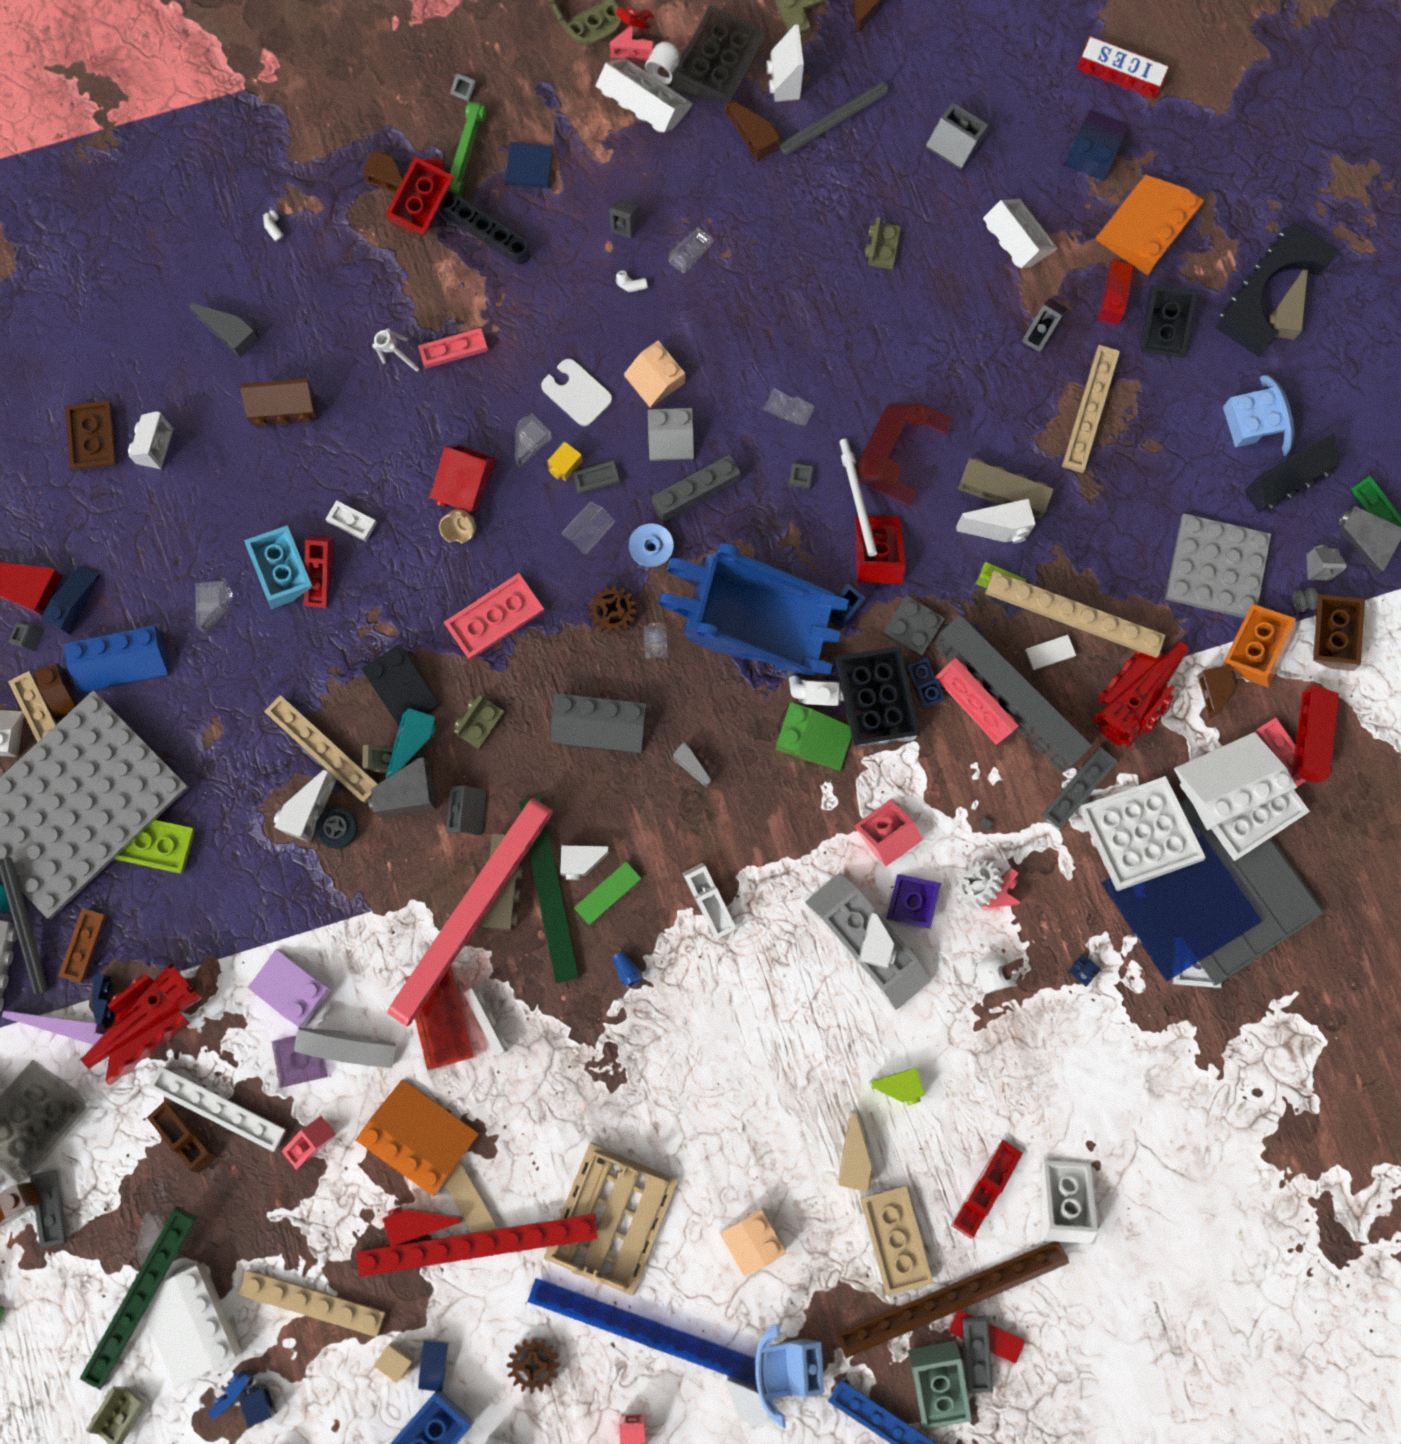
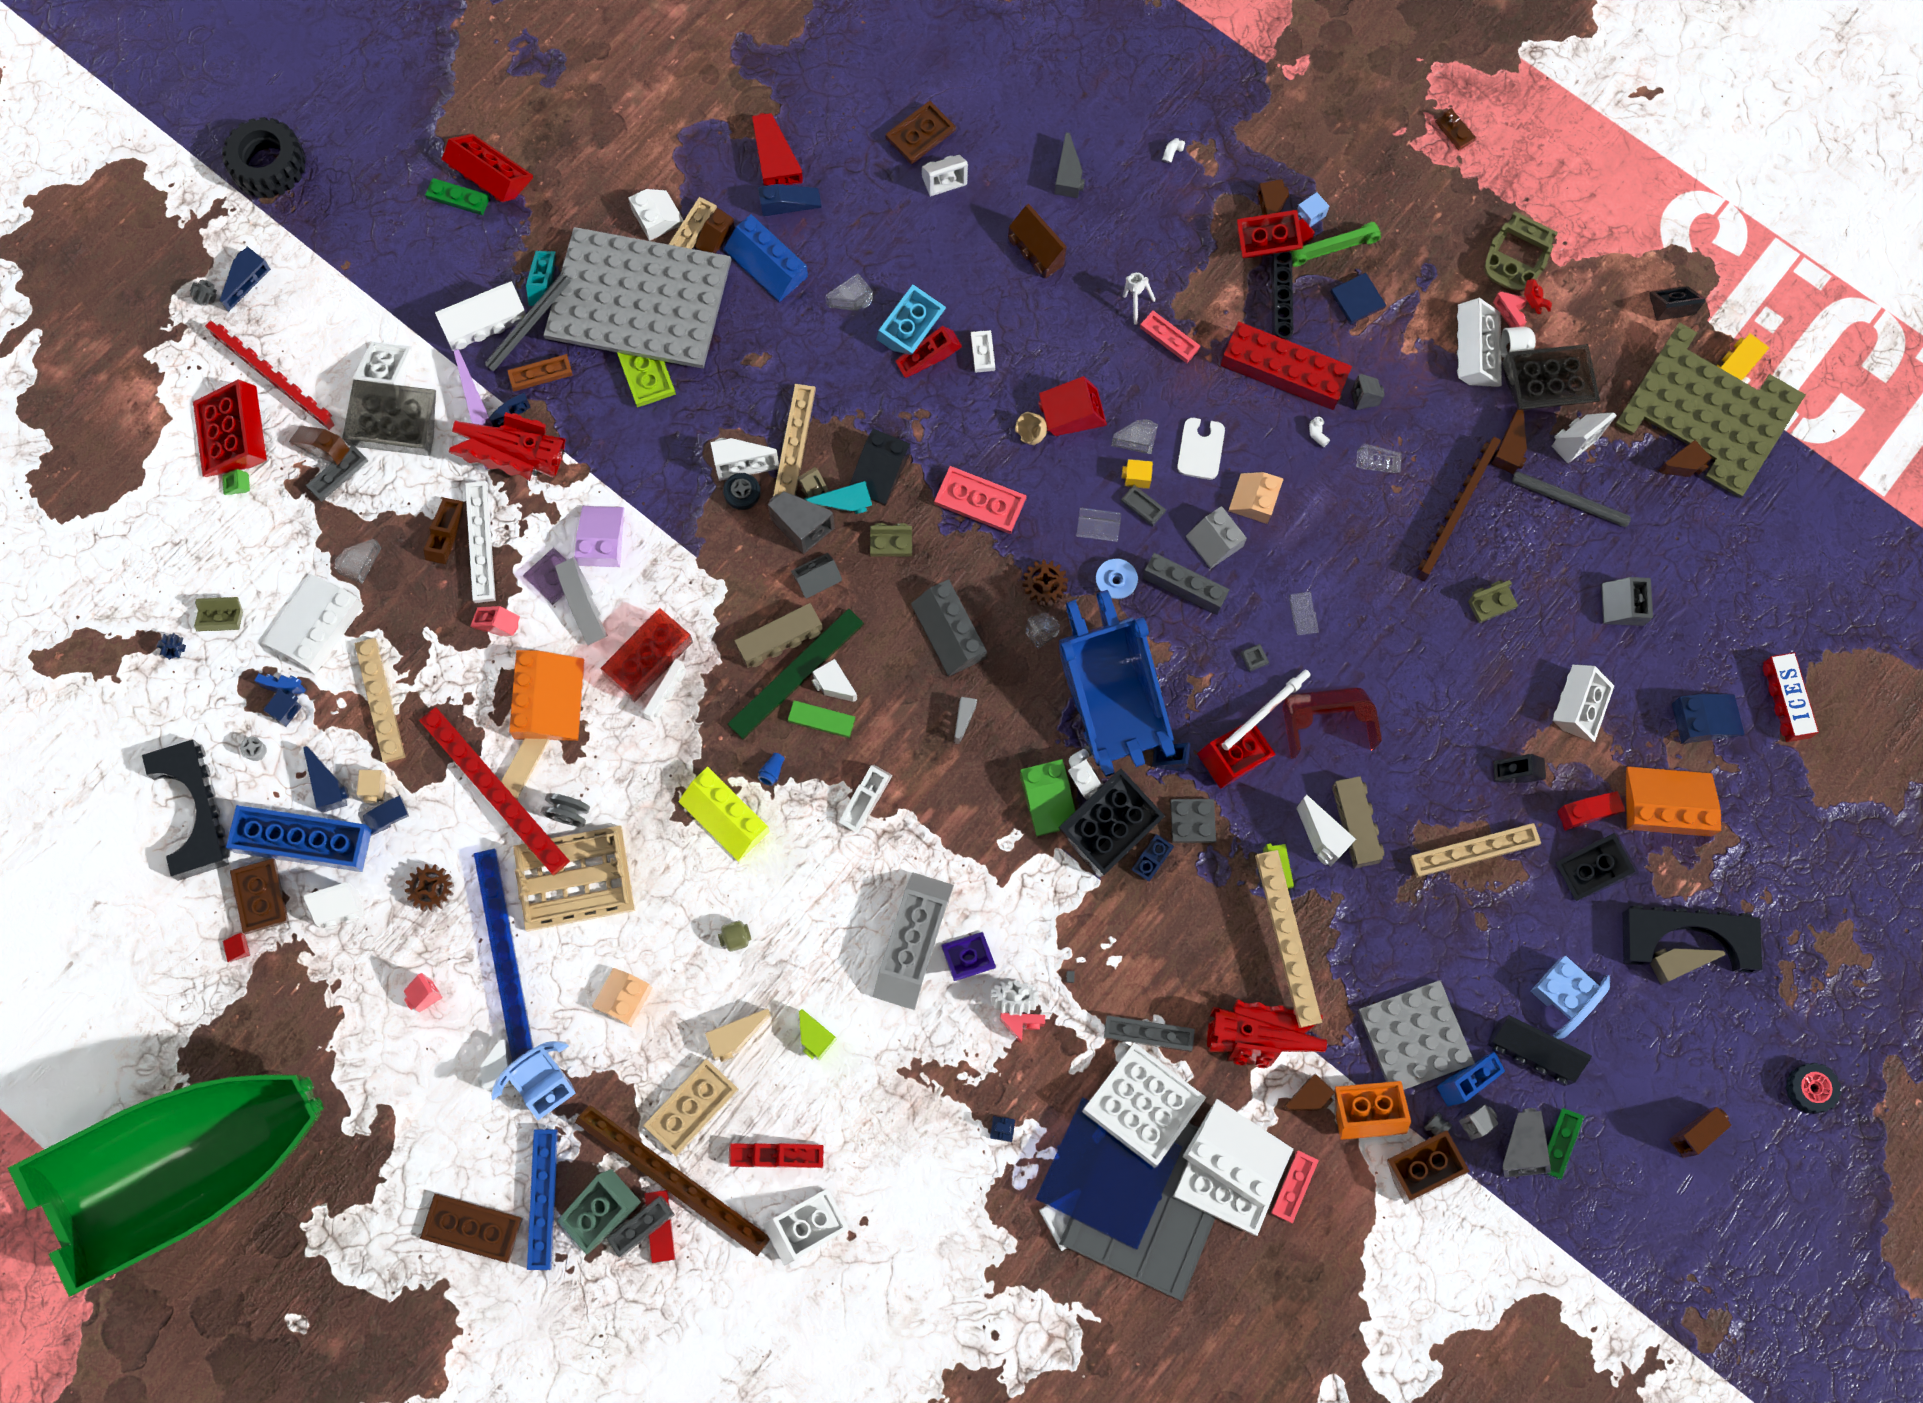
camera: 55 degrees right, 5 degrees down
(25, 636) = (740, 188): dark grey slope -> none
(138, 1298) = (311, 573): dark green tile -> none
(364, 1408) = (326, 788): none -> dark blue slope
(414, 1223) = (479, 732): red slope -> none
(418, 144) = (1313, 209): none -> light blue brick
(464, 86) = (1386, 212): dark grey slope -> none
(469, 912) = (739, 622): coral beam -> none
(543, 1188) = (565, 809): none -> dark grey wheel
(551, 267) = (1286, 365): none -> red brick
(640, 1041) = (723, 814): none -> neon yellow slope
(763, 1101) = (734, 936): none -> olive head
(784, 219) = (1454, 514): none -> reddish brown plate
(877, 944) = (911, 941): white slope -> none
(888, 832) = (1010, 903): coral slope -> none
(976, 701) = (1161, 907): coral plate -> none
(991, 975) = (943, 1056): white helmet -> none
(1031, 711) = (1188, 928): dark grey brick -> none
(1050, 653) = (1246, 943): white tile -> none
(1284, 549) = (1470, 1080): none -> blue slope
(1315, 734) = (1325, 1201): red brick -> none

